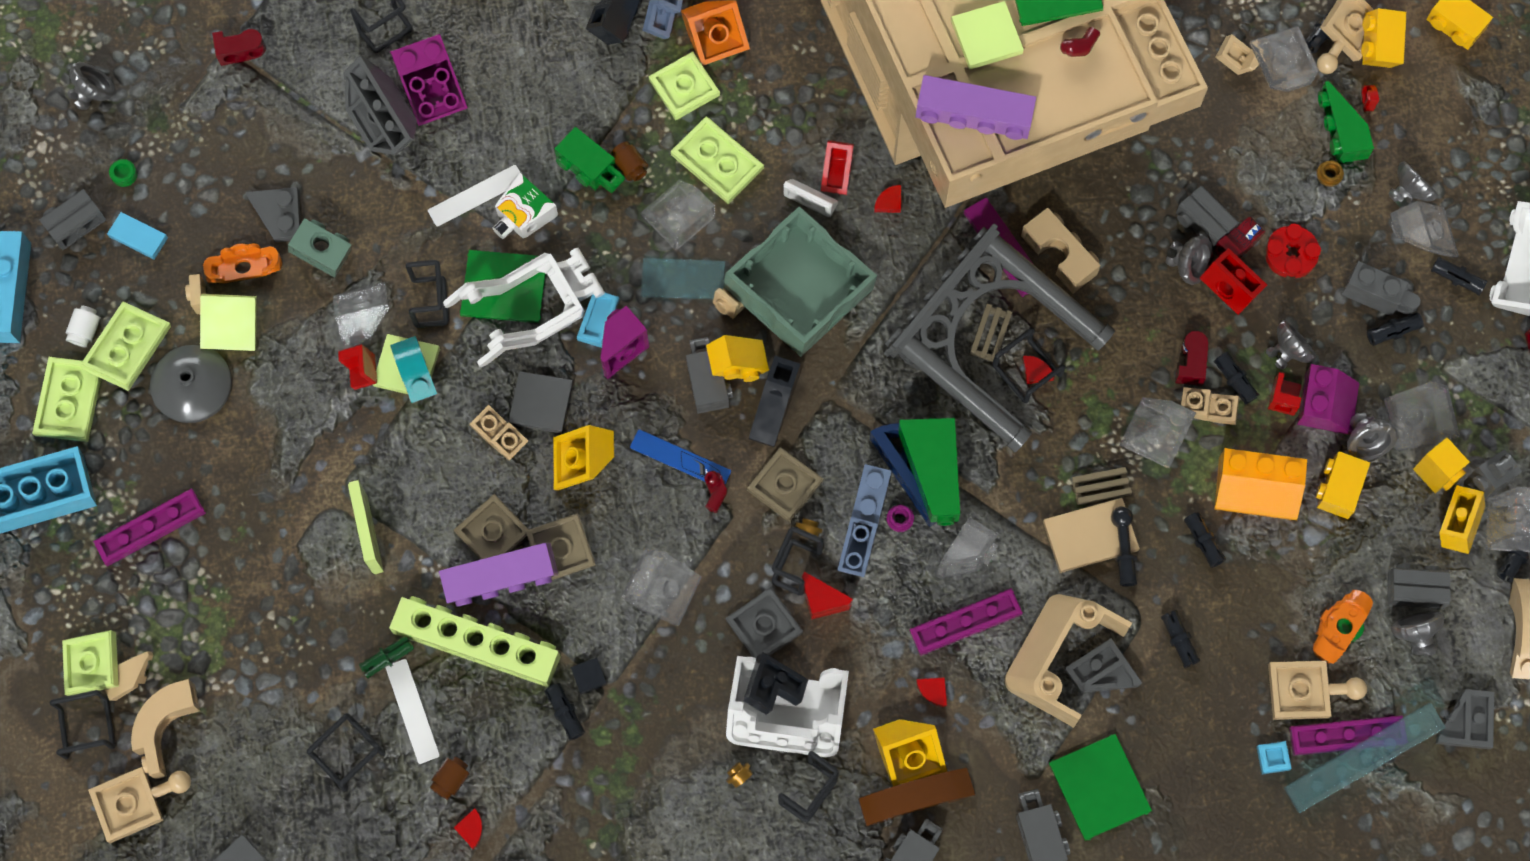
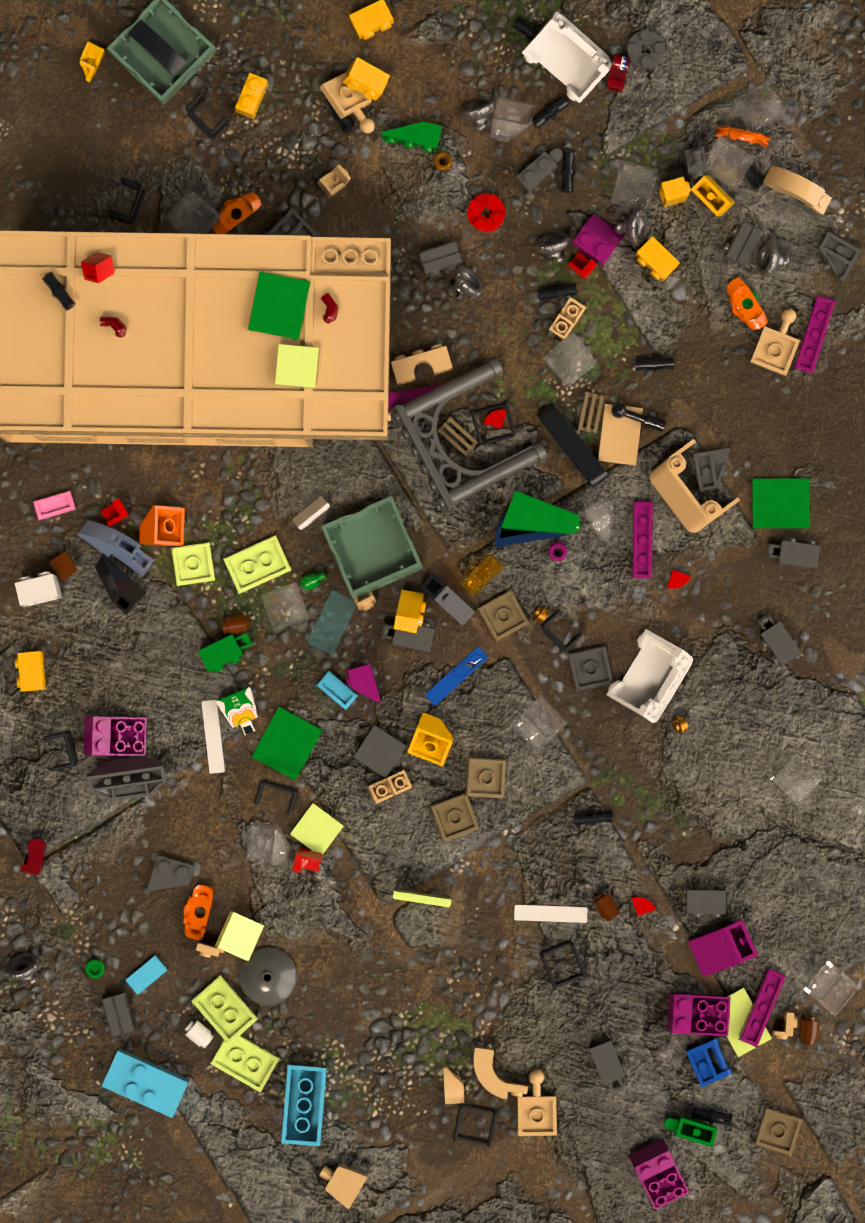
camera: 70 degrees left, 15 degrees up
(90, 663) = (435, 1106): yellowish green tile -> none
(149, 527) = (357, 1037): magenta tile -> none
(329, 260) = (204, 865): sand green brick -> none
(386, 656) = (510, 916): dark green axle -> none
(413, 369) = (325, 826): teal brick -> none
(498, 573) = (488, 824): medium lavender brick -> none
(539, 671) = (495, 896): yellowish green brick -> none
(568, 282) = (308, 700): white piece -> none
(588, 676) = (576, 793): black tile -> none
(717, 490) = (489, 660): dark red arm -> none
(726, 231) = (312, 580): none -> green cylinder
(773, 679) = (632, 681): black plate -> none
(799, 811) = (717, 680): black piece -> none
(823, 599) = (590, 625): red slope -> none
(826, 433) = (482, 575): none -> clear yellow slope
(837, 167) = (301, 488): red slope -> none
(864, 520) = (551, 576): sand blue slope -> none
(889, 200) = (336, 462): red tile -> none
(909, 750) = (711, 612): yellow slope -> none
(916, 795) = (739, 620): reddish brown slope -> none
(975, 107) = (346, 397): medium lavender brick -> none
(1048, 478) = (572, 445): none -> black beam
(1180, 639) = (711, 409): black pin -> none
(1195, 360) = (529, 310): dark red leg -> none
(1233, 281) = (493, 263): red brick -> none
(1241, 238) = (465, 244): dark red leg -> none
(1260, 484) = (634, 311): light orange slope -> none
(1273, 757) = (808, 387): medium azure tile -> none
(1285, 60) = (353, 154): clear slope -> none
(1364, 757) = (833, 331): clear light blue tile -> none
(1369, 97) = (400, 107): red tile -> none

